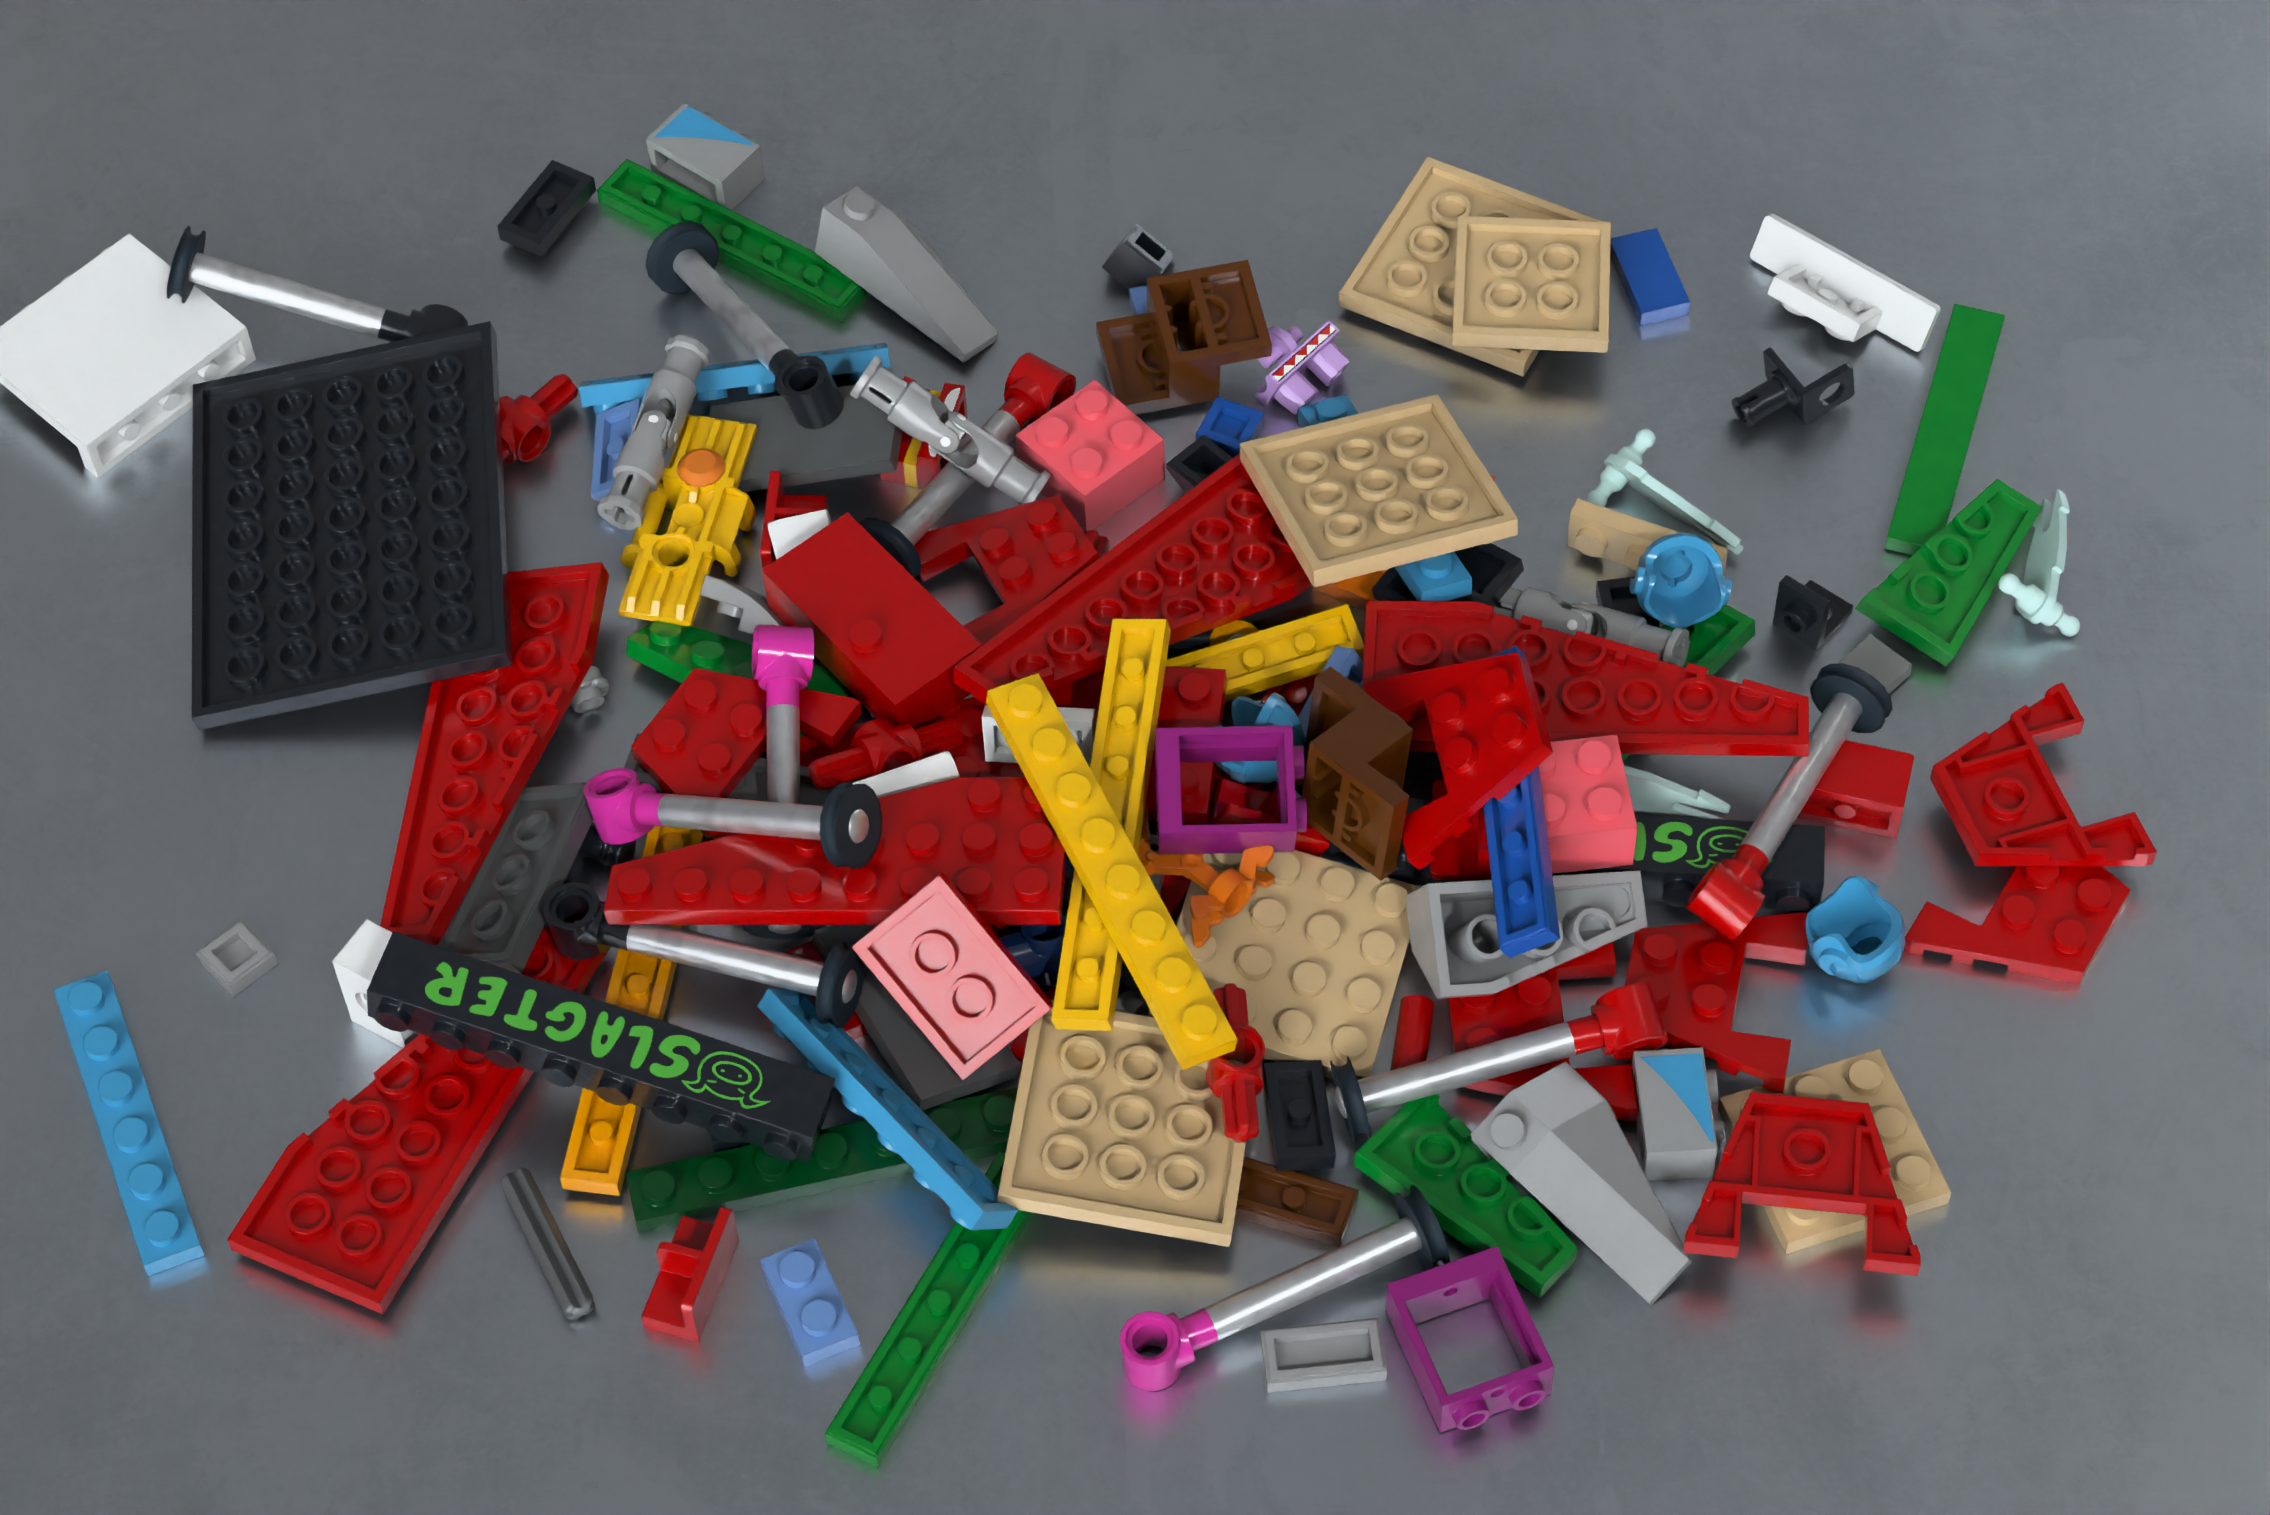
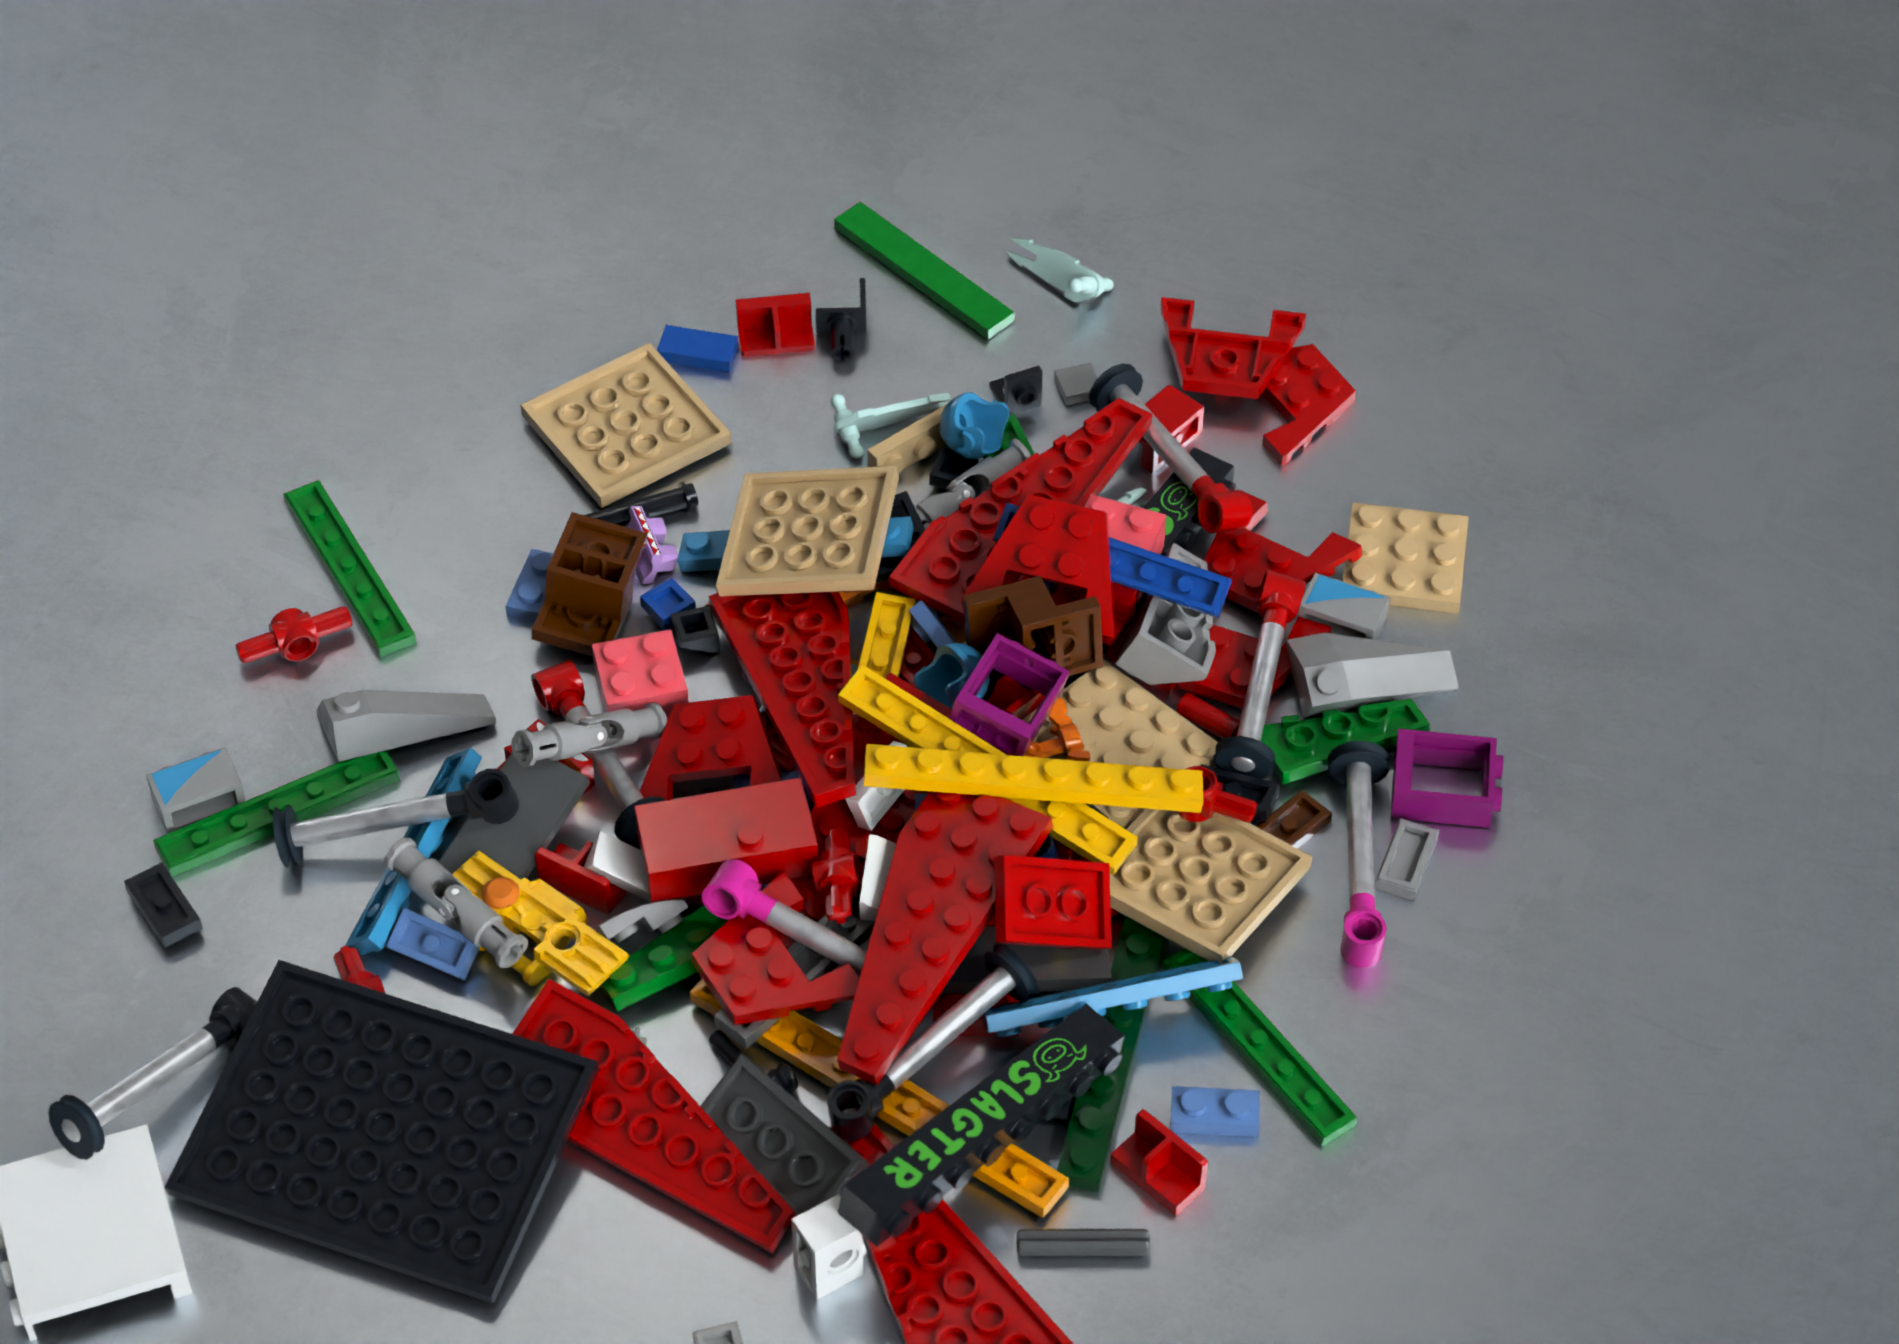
camera: 65 degrees left, 5 degrees down
(845, 824) = (776, 1041): piece -> none
(967, 131) = (293, 634): none -> red axle
(1099, 134) = (350, 569): none -> green tile
(1137, 258) = (482, 592): black slope -> none
(1401, 368) = (653, 505): none -> black axle
(1532, 284) = (678, 396): tan plate -> none
(1734, 328) = (775, 324): none -> red panel
(1809, 1159) = (1423, 557): red wing -> none
(1838, 288) = (782, 263): white bracket -> none
(1855, 932) = (1273, 470): dark azure cap -> none
(1950, 578) = (1040, 314): green wing -> none

